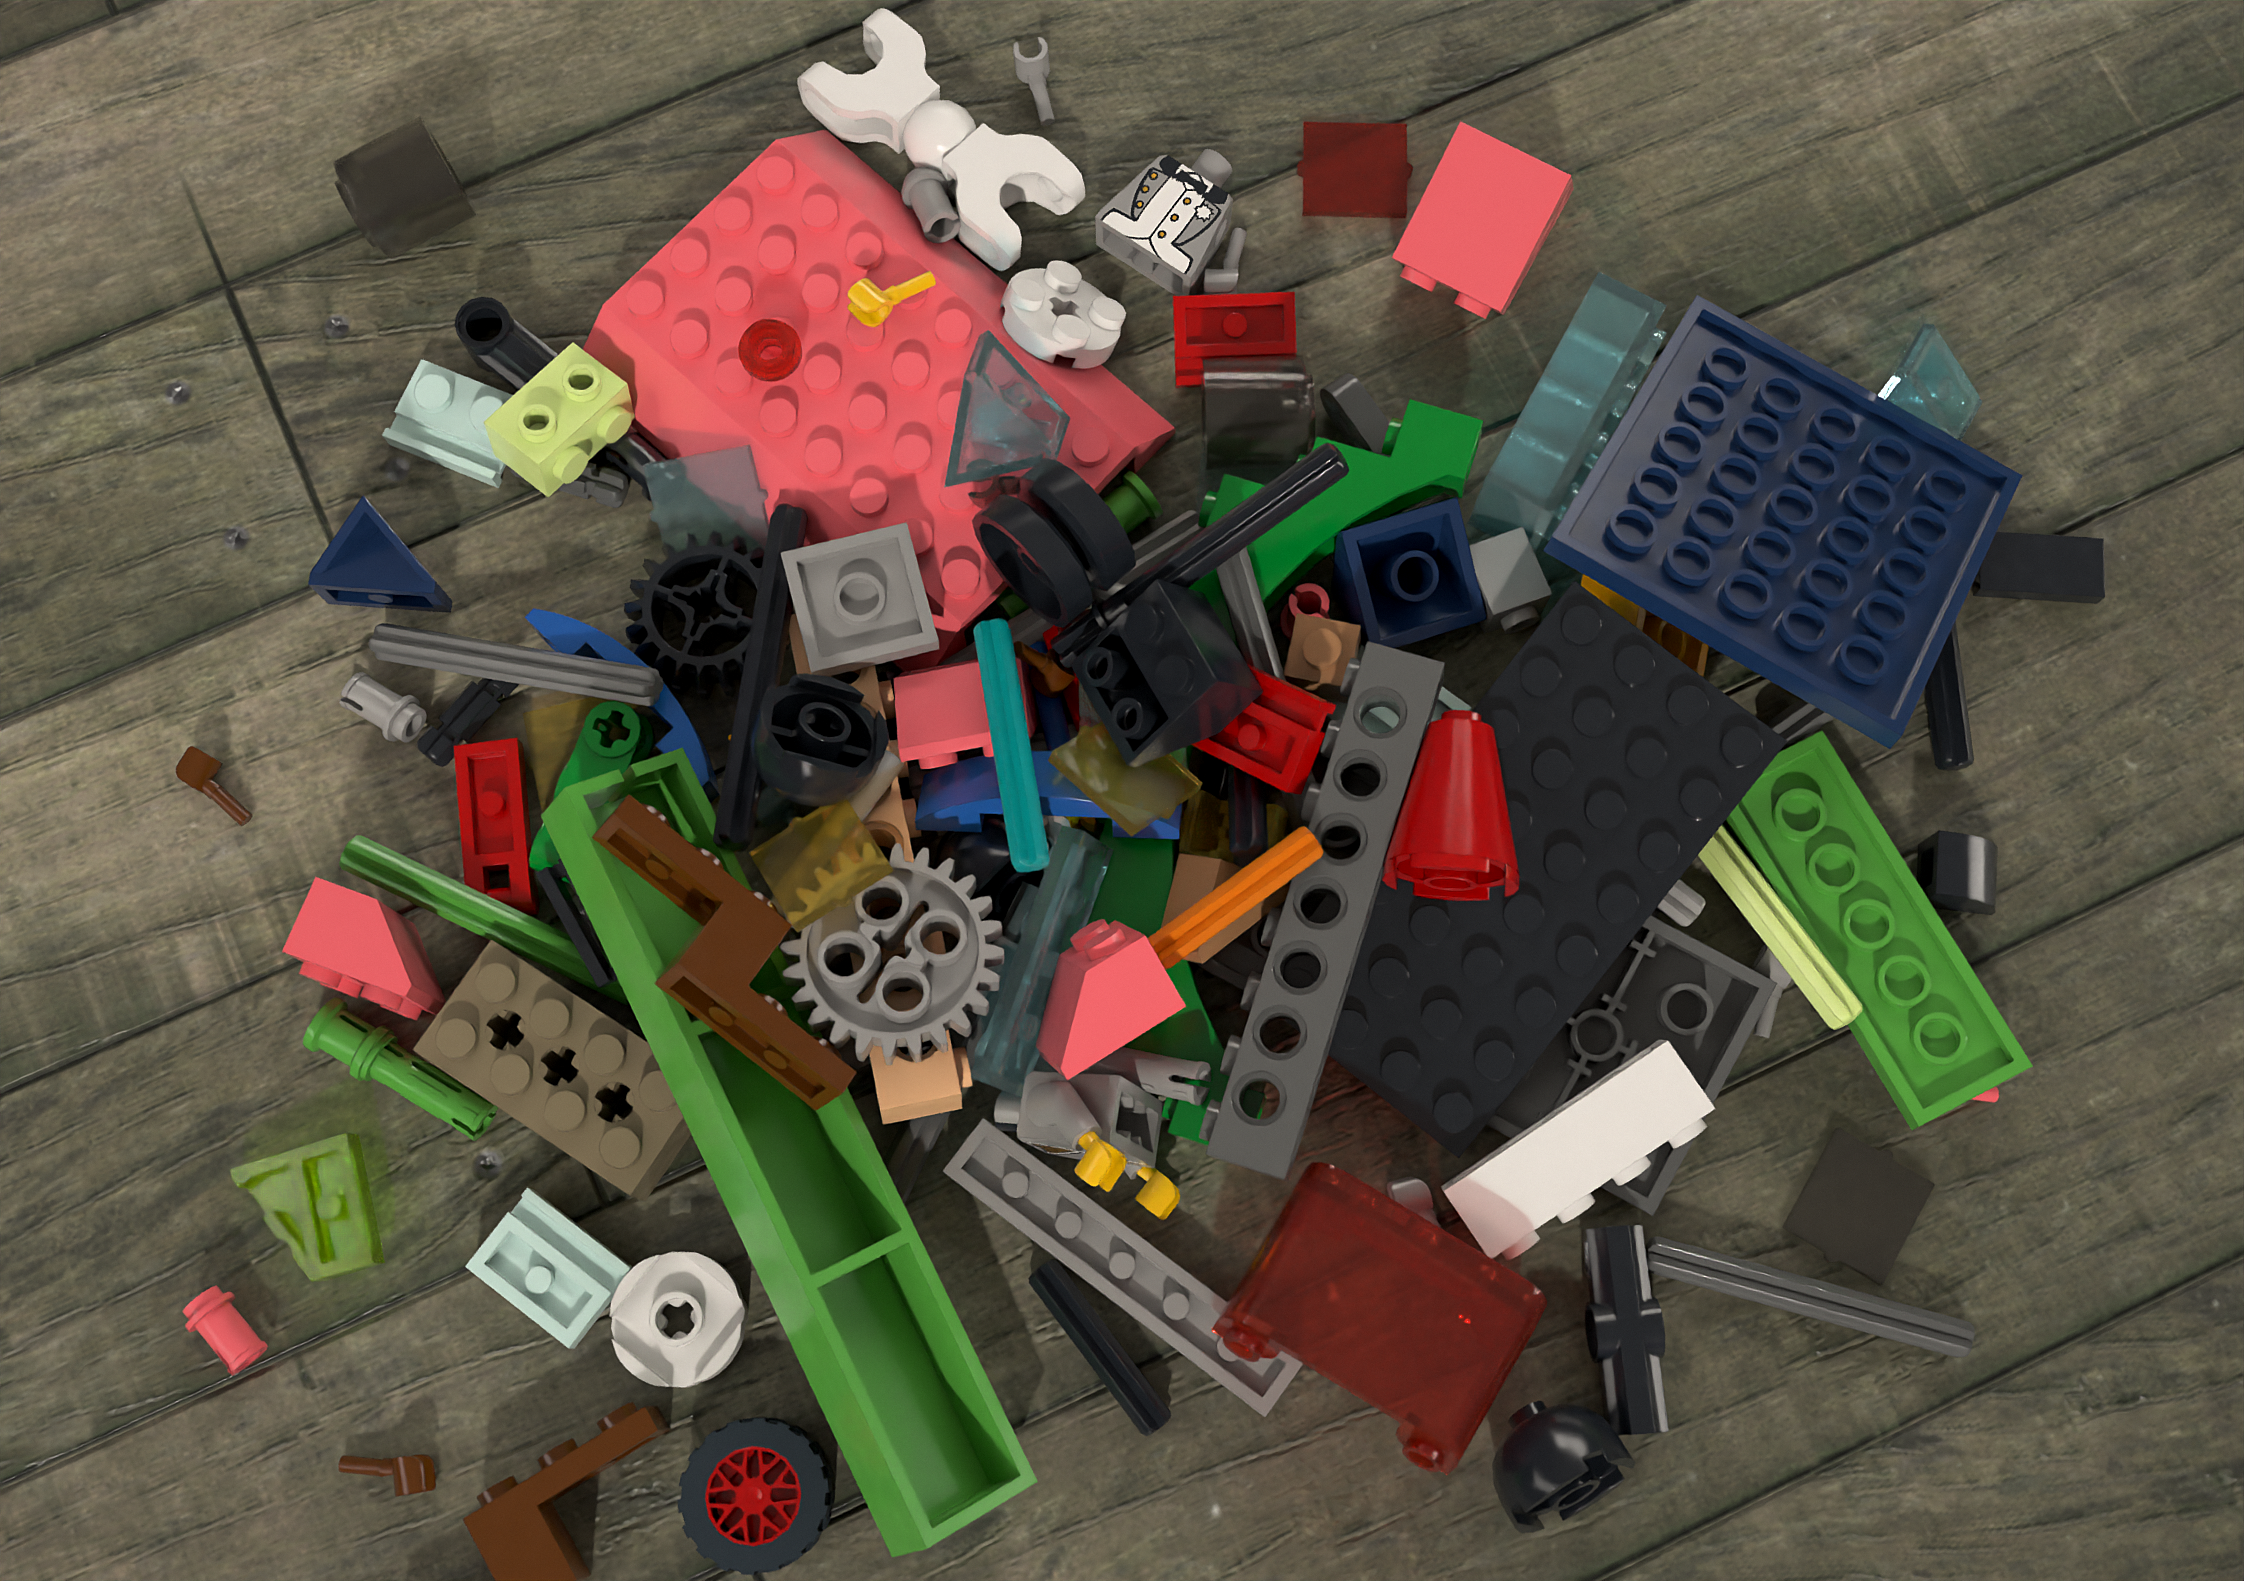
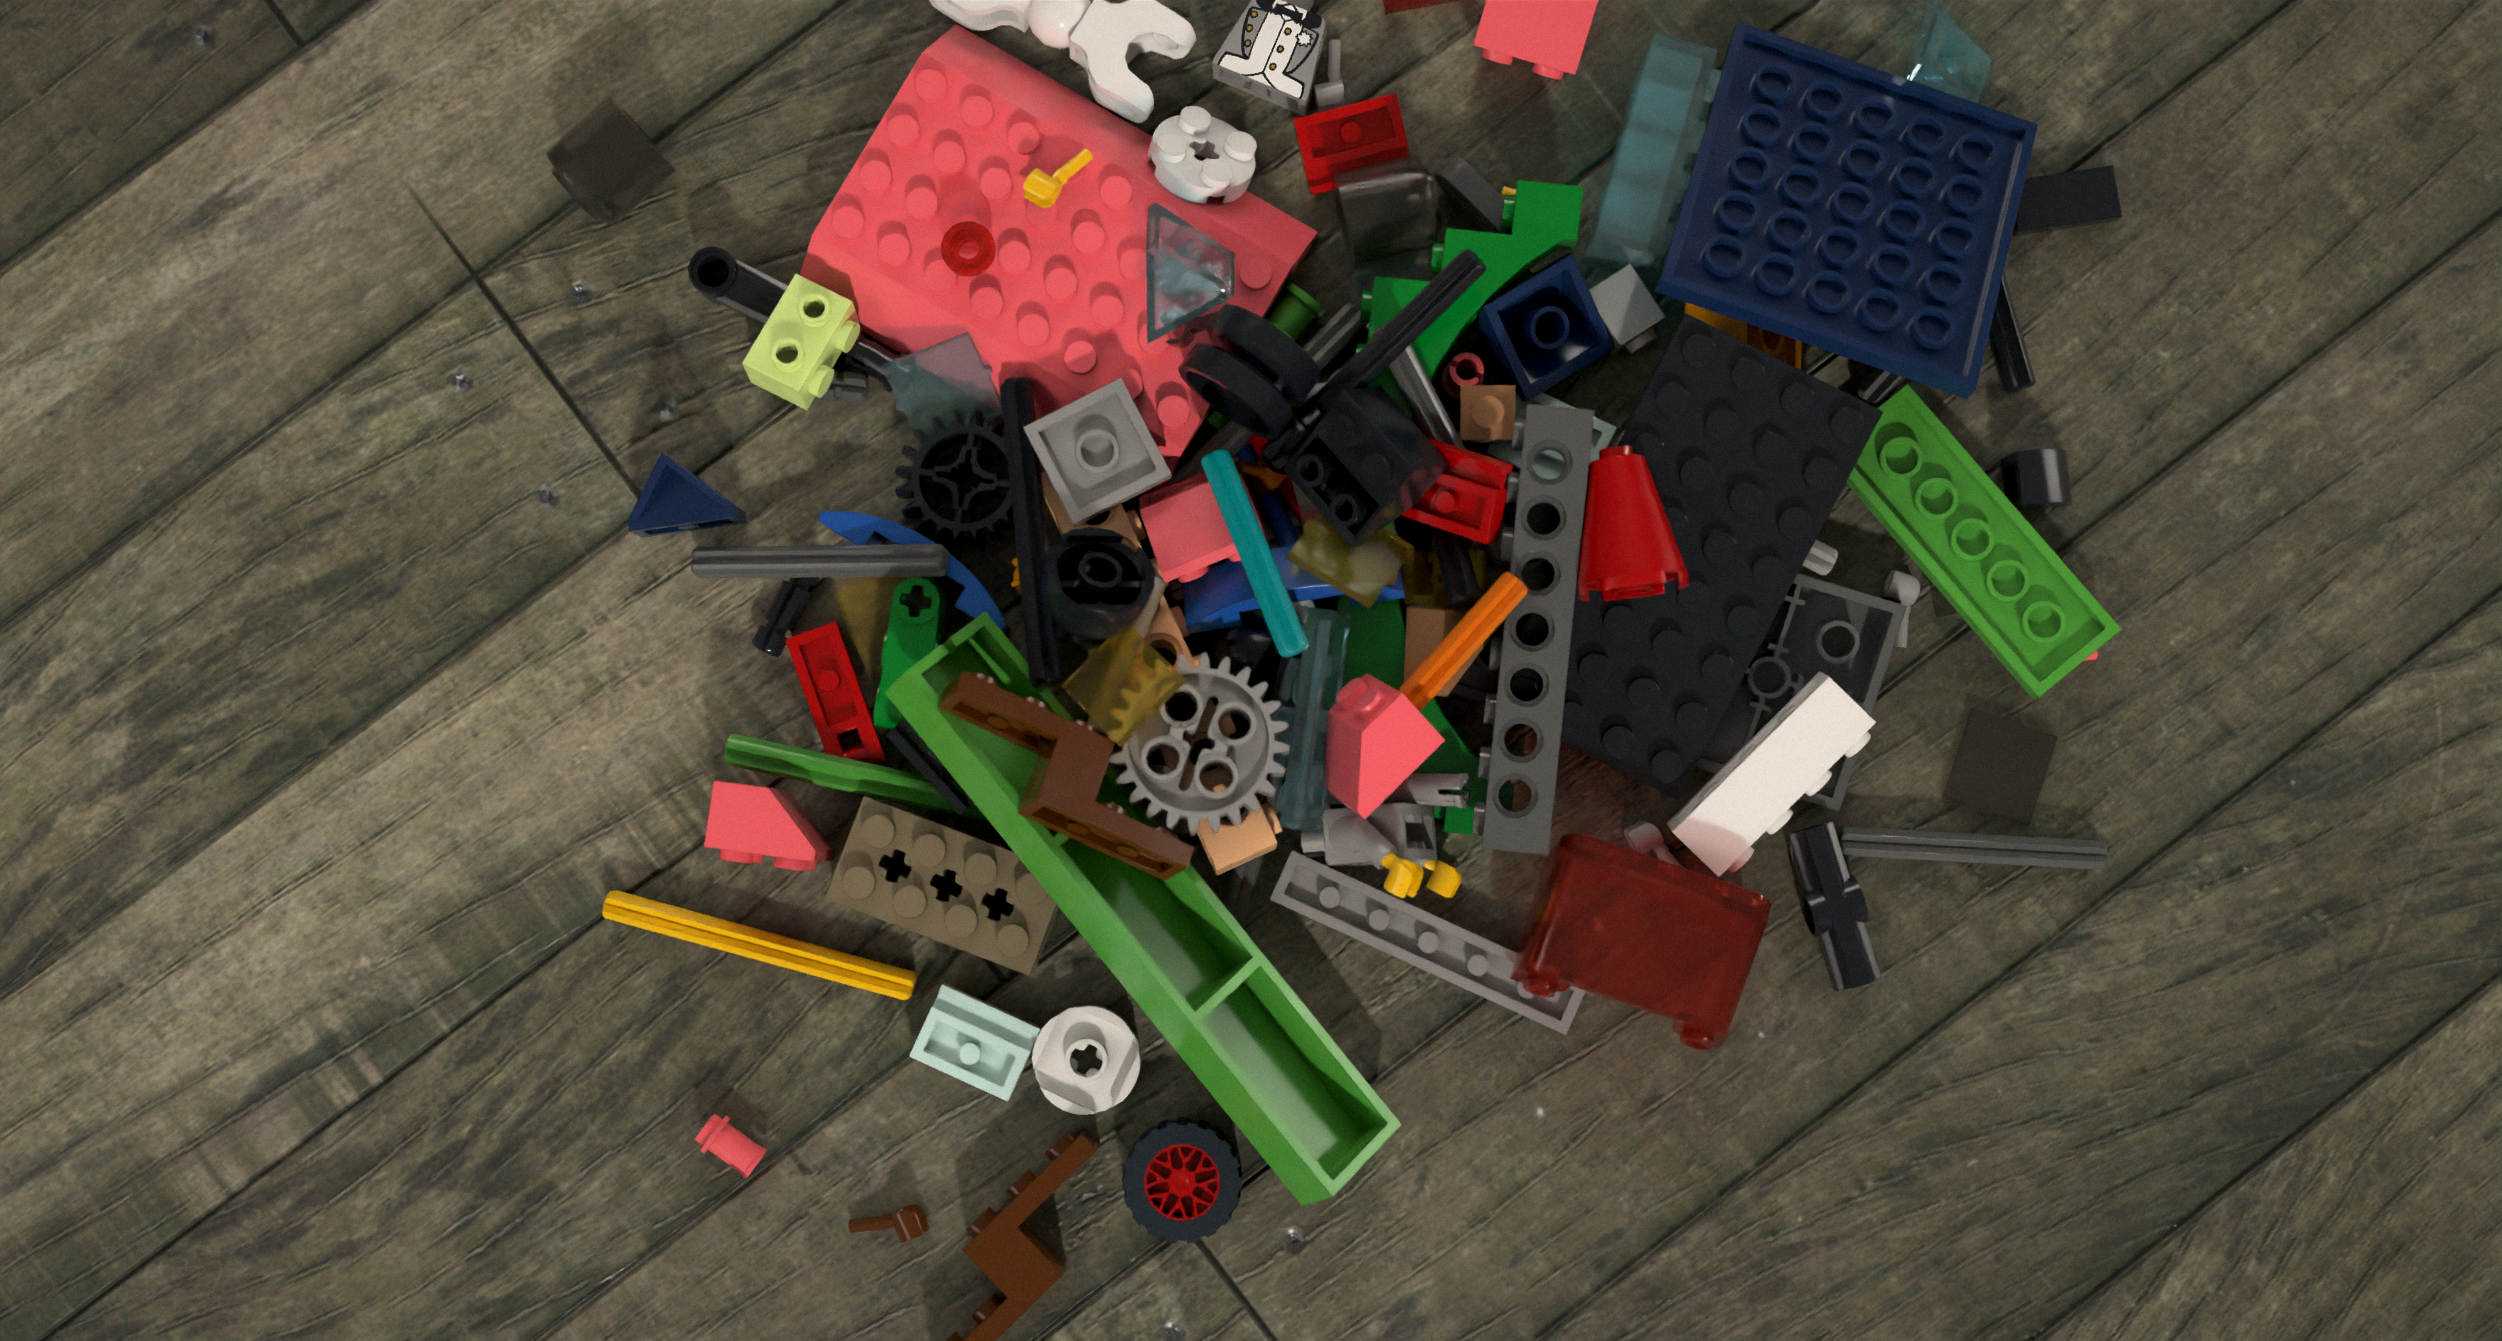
camera: 10 degrees left, 10 degrees up
(198, 771) = (578, 703): reddish brown hand -> none
(318, 1205) = (777, 1033): clear neon green wing -> none
(328, 1096) = (759, 945): none -> yellow axle
(377, 1056) = (791, 905): bright green pin -> none
(395, 715) = (716, 618): light grey pin -> none
(444, 422) = (705, 357): light aqua plate -> none
(926, 194) = (1060, 68): light grey pin -> none
(1099, 1347) = (1423, 1008): black axle -> none
(1556, 1462) = (1798, 1020): black cylinder -> none
(1780, 930) = (1903, 562): yellowish green axle -> none

